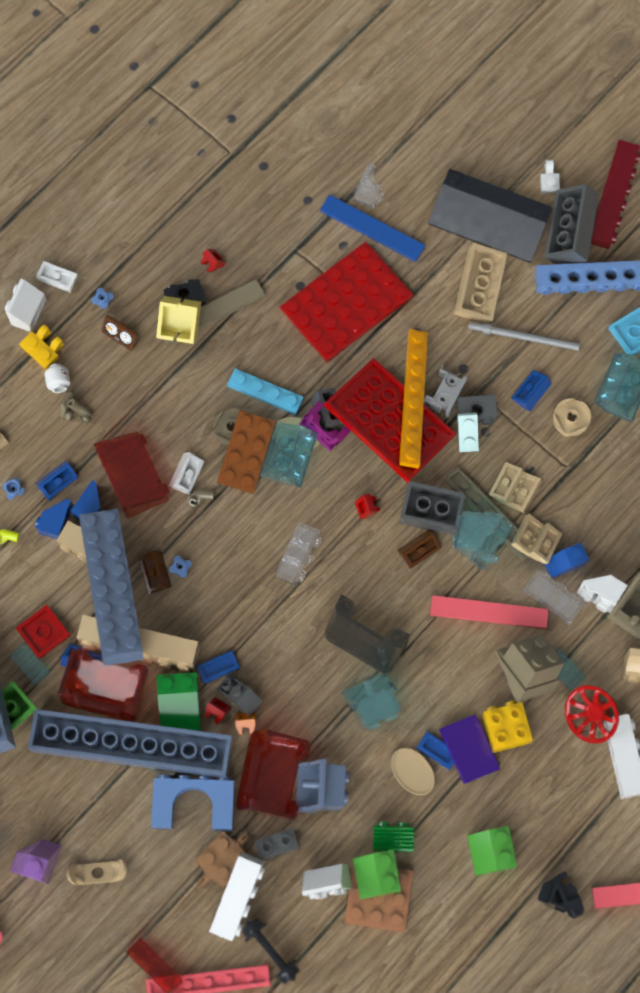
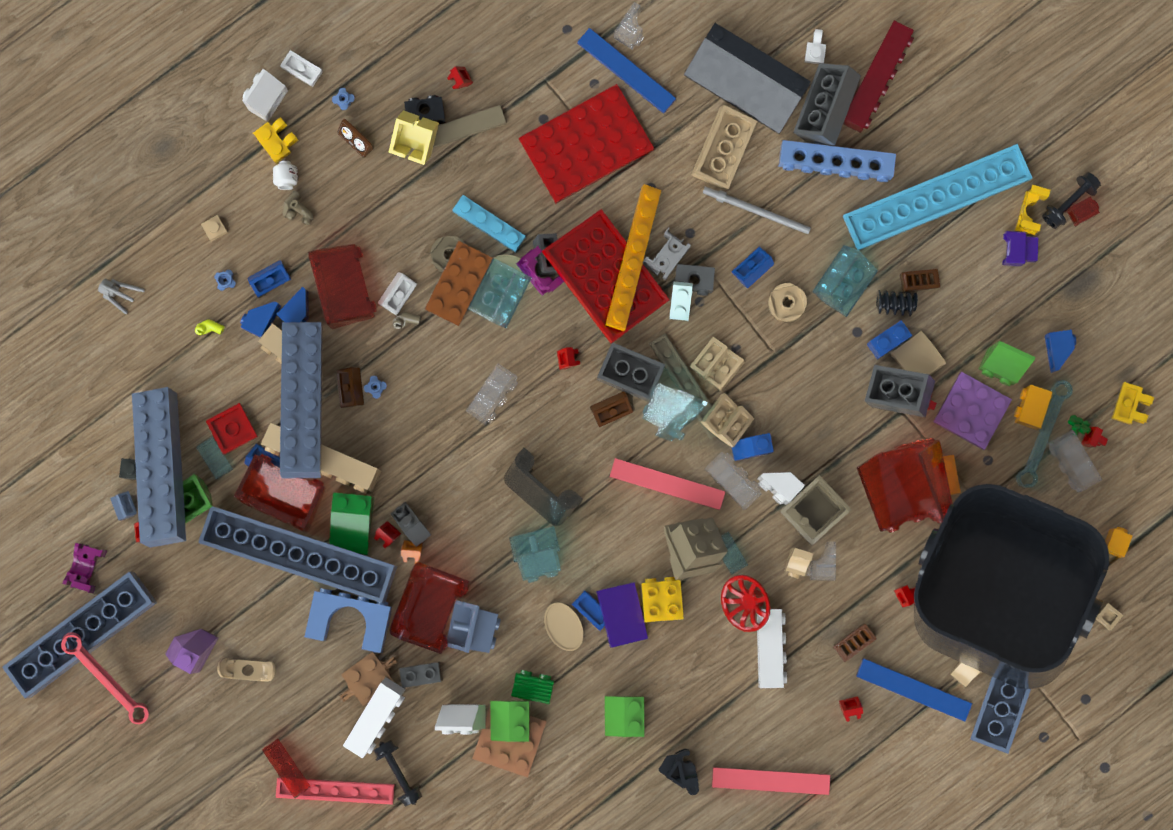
camera: 10 degrees right, 10 degrees up
(218, 667) = (395, 492): blue tile -> none

